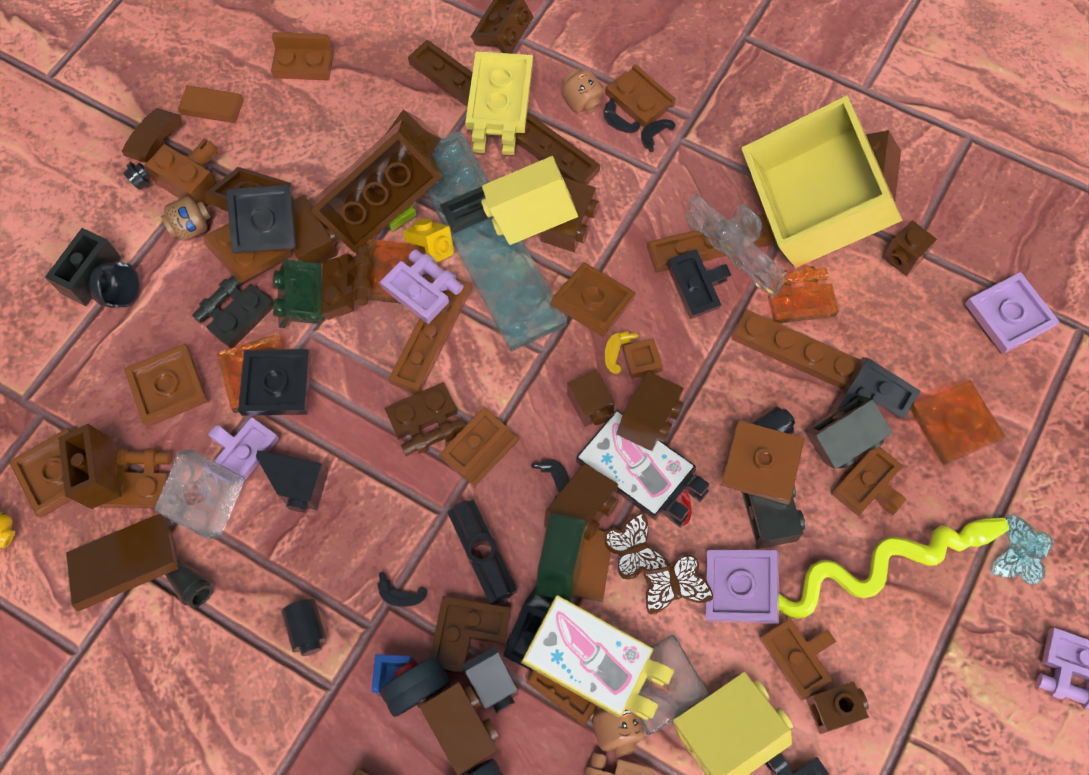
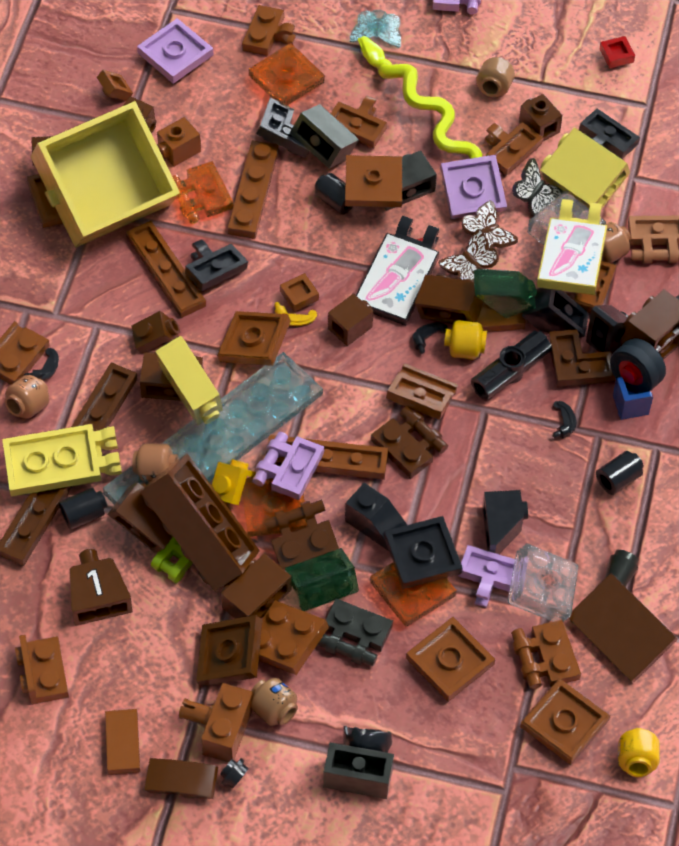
camera: 110 degrees left, 10 degrees down
(89, 466) = (557, 663): reddish brown brick -> none
(262, 219) = (269, 603): black plate -> none
(342, 358) = (372, 514): none -> black slope
(358, 108) = (97, 589): none -> reddish brown torso
(446, 112) = (83, 508): none -> black brick
(462, 168) = (152, 460): none -> nougat head
(467, 216) = (205, 465): pearl dark grey tile -> none
(526, 510) = (466, 339): none -> yellow head
(627, 215) = (154, 331): none -> reddish brown bracket
(650, 410) = (351, 269): reddish brown brick -> none
(652, 130) = (54, 337): black piece -> none
(720, 659) = (533, 190): none -> pearl dark grey animal
(736, 241) = (173, 231): clear plate -> none
(873, 285) = (179, 141): none -> dark orange brick
(915, 671) = (495, 77): none -> medium nougat head
(966, 240) = (114, 85): none -> dark orange plate
(1034, 420) = (266, 29): none -> dark orange plate

